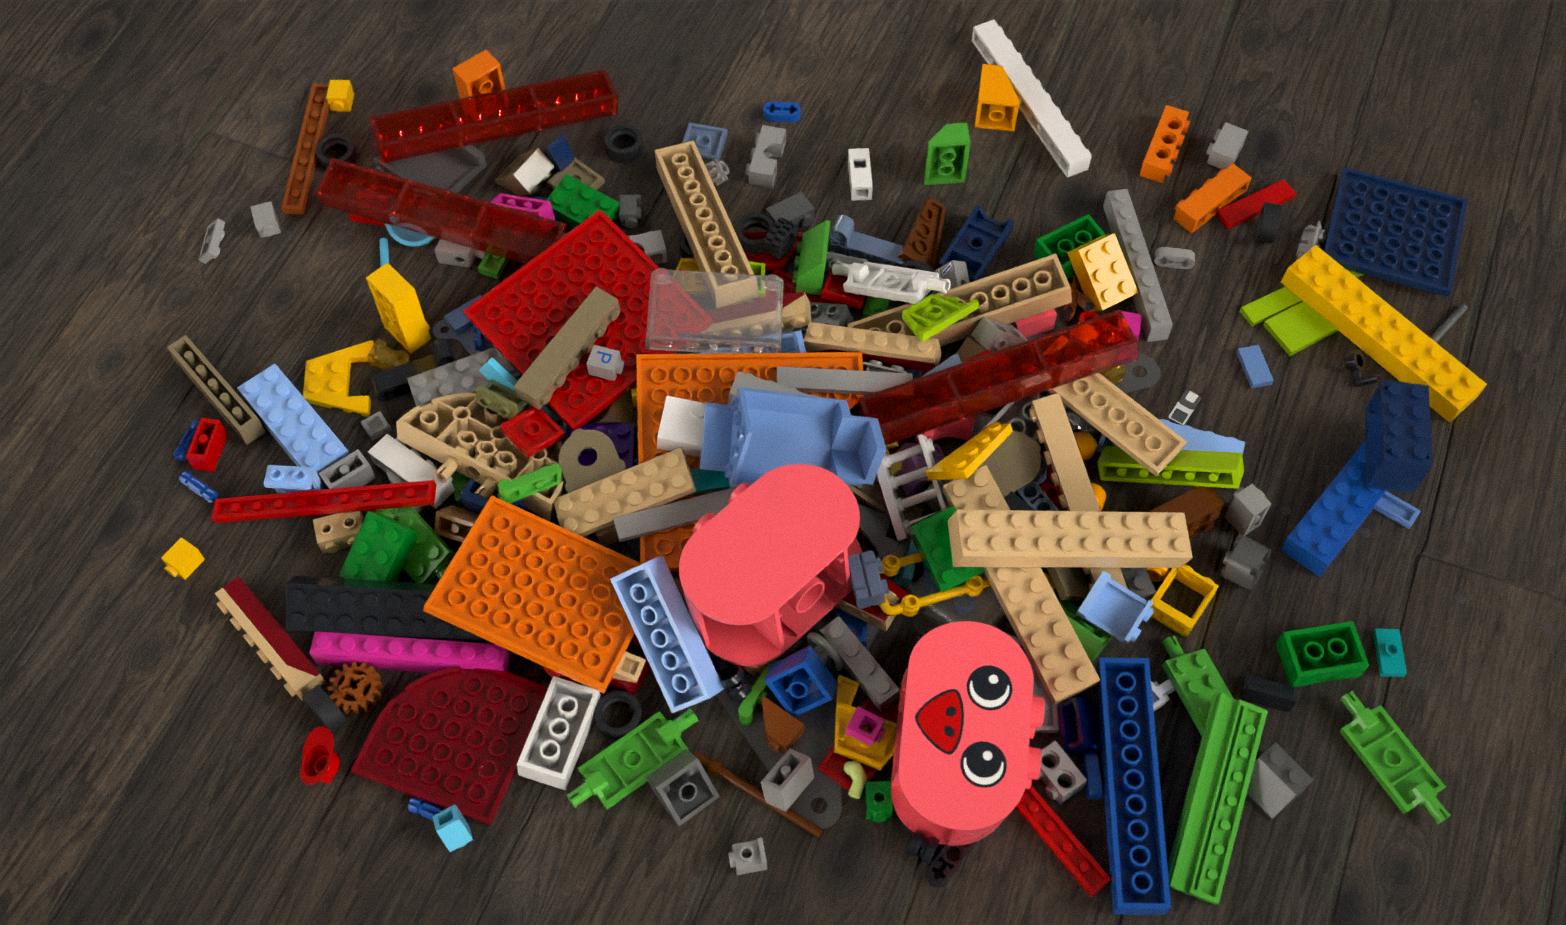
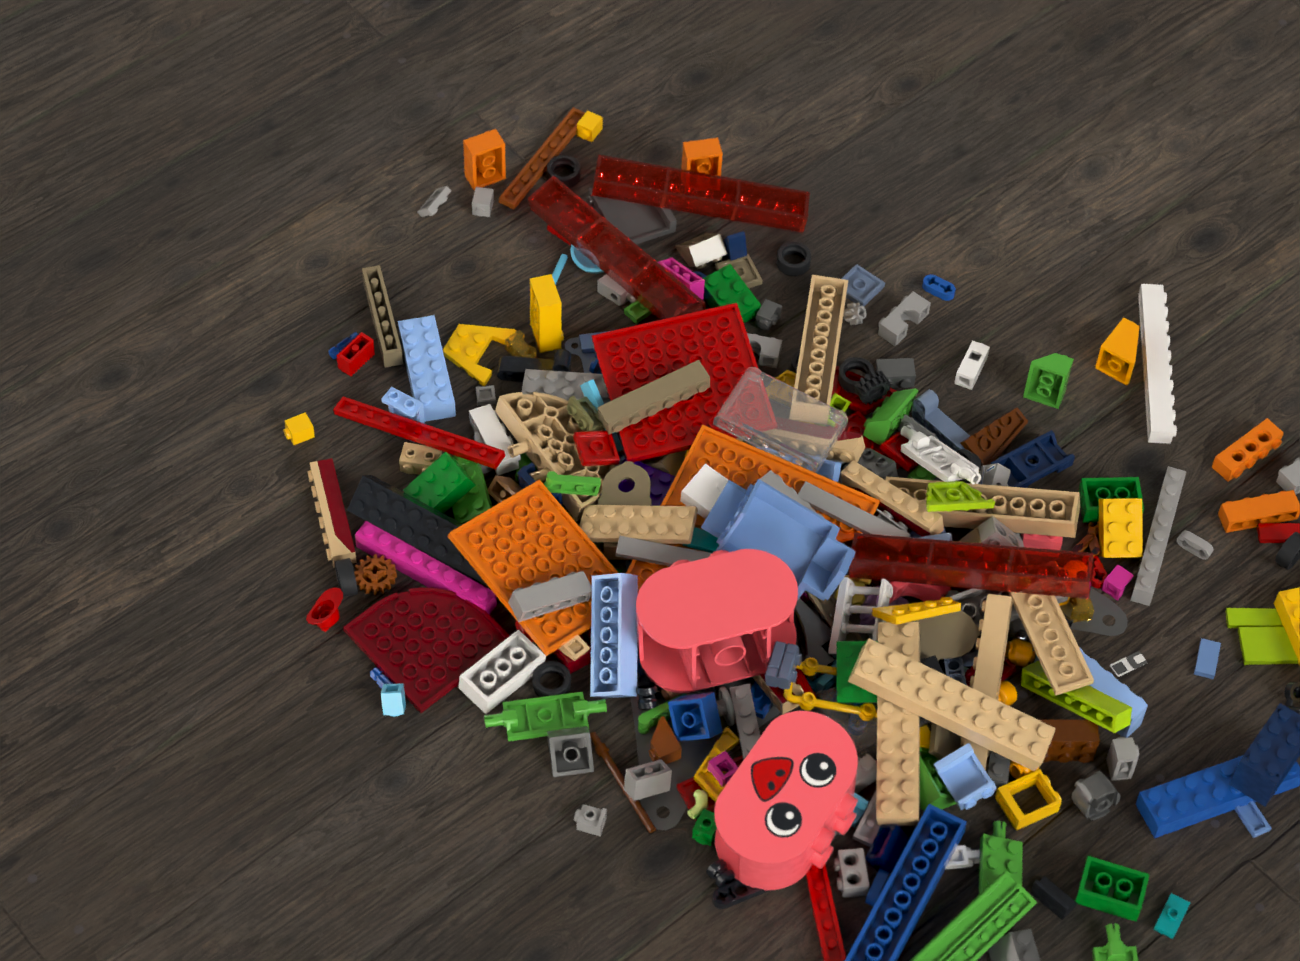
camera: 25 degrees right, 5 degrees down
(198, 486) = (335, 382): blue axle -> none
(245, 173) = (484, 159): none -> orange brick
(348, 472) = (447, 419): light grey brick -> none
(574, 623) = (550, 596): none -> light grey brick
(604, 363) = (675, 420): light grey brick -> none

